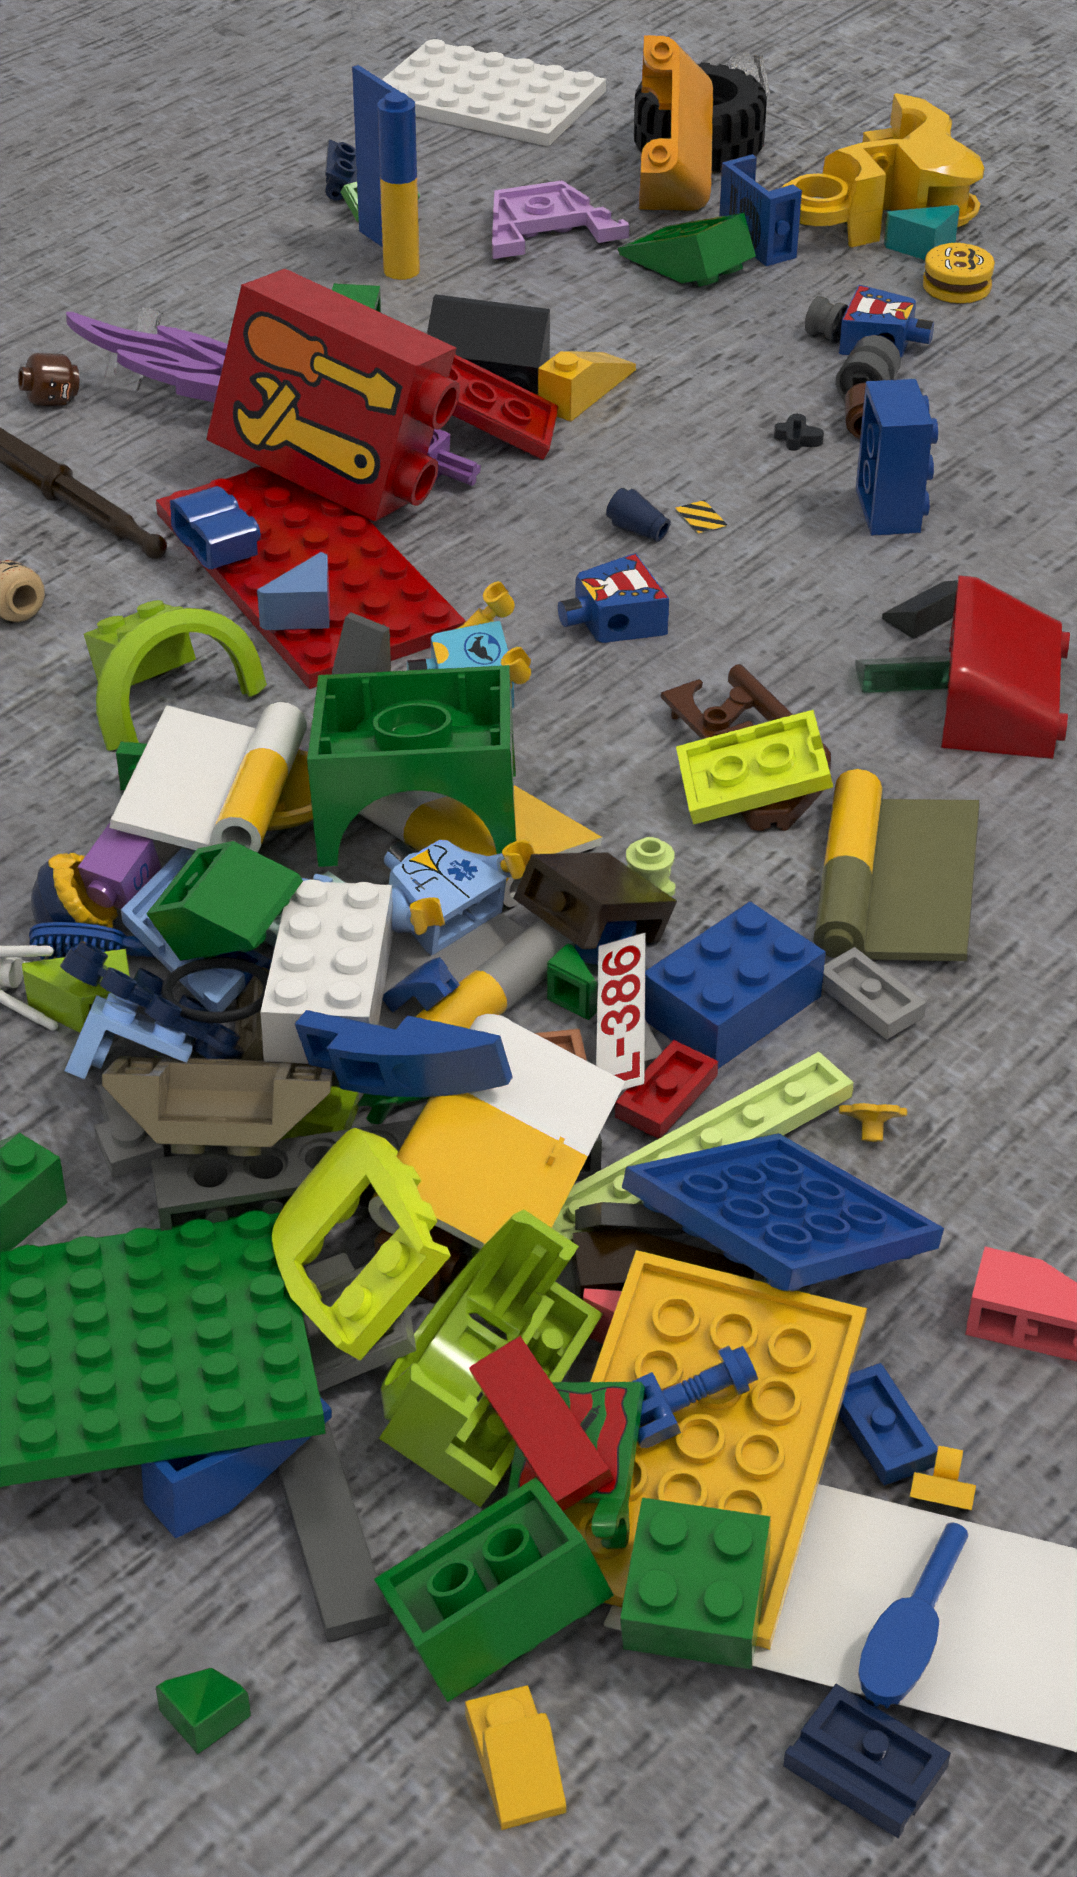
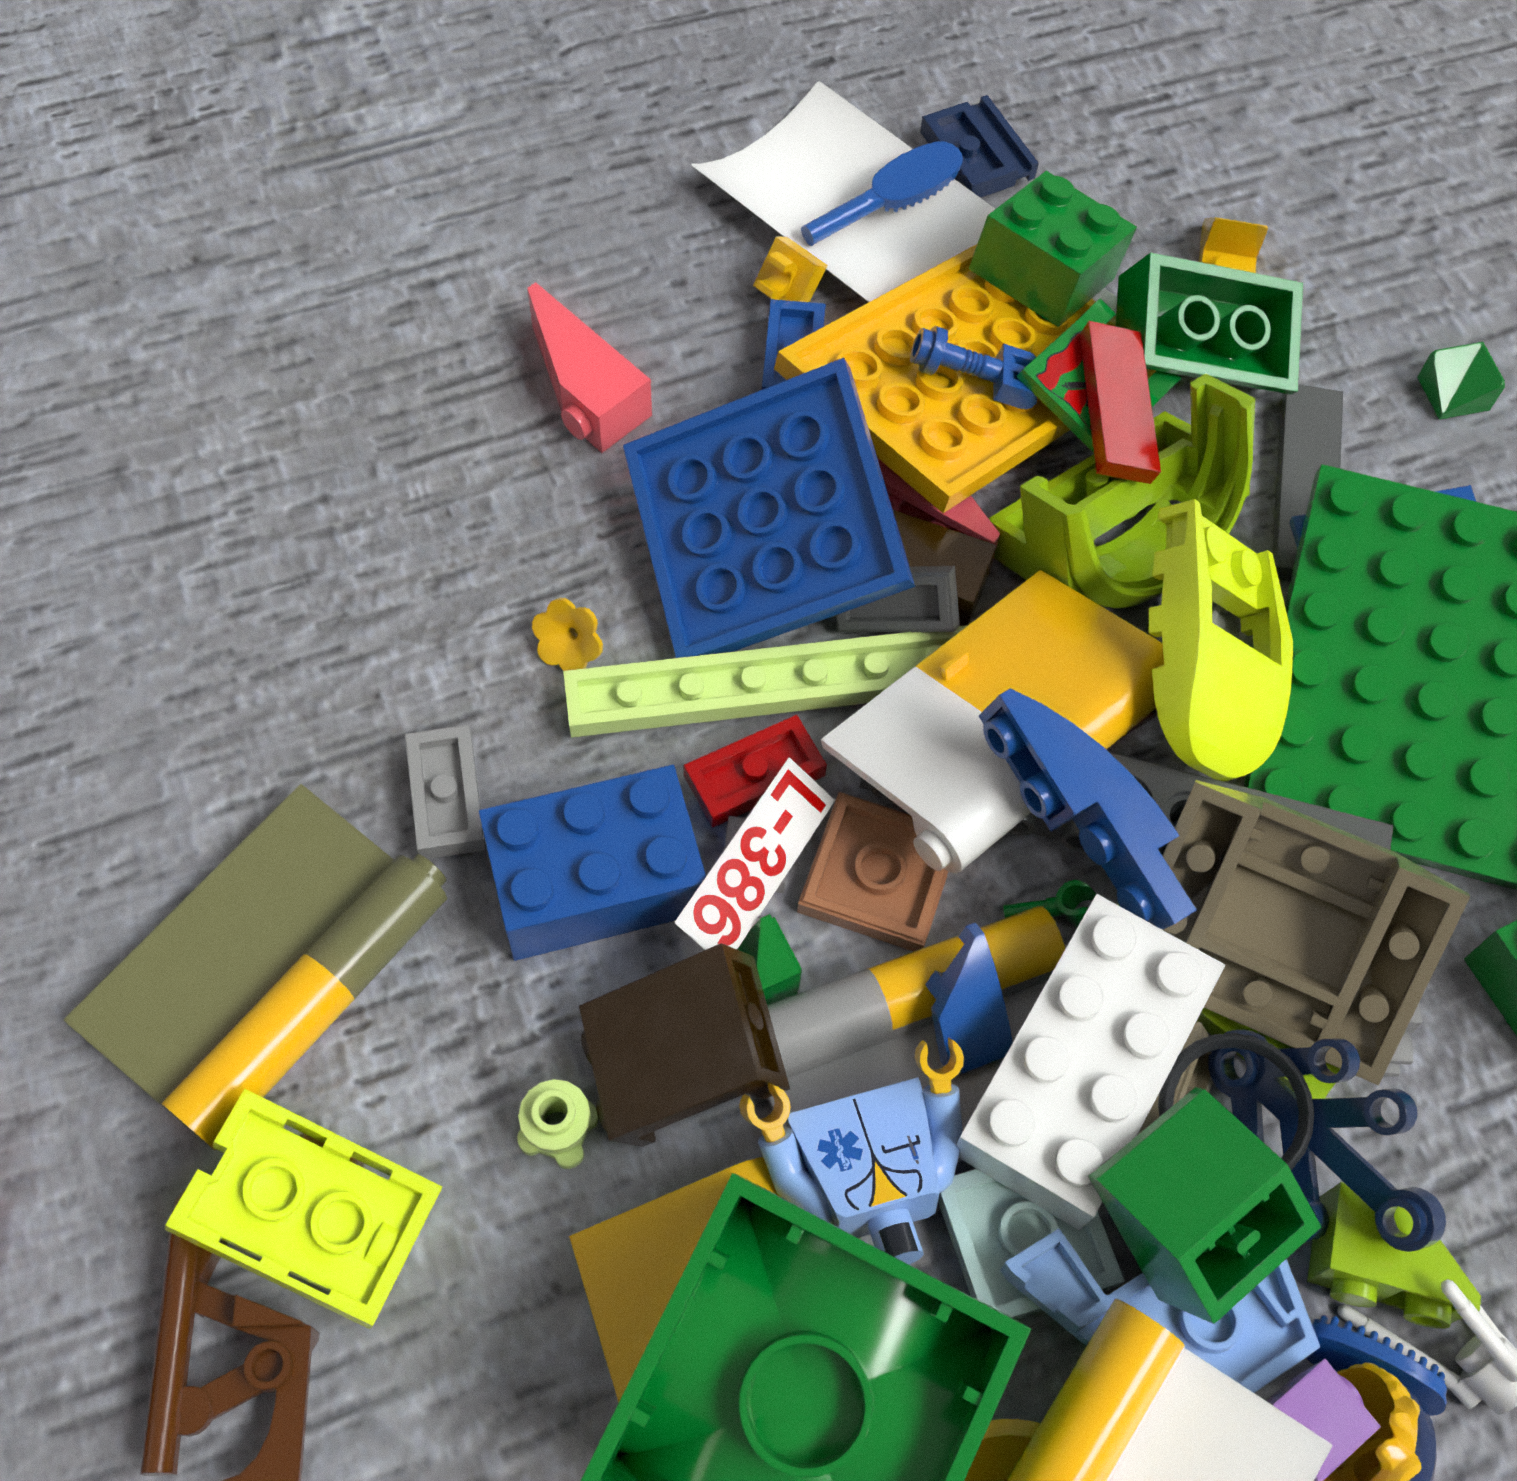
camera: 155 degrees left, 20 degrees up
(120, 1017) = (1385, 1063): light blue bracket -> none

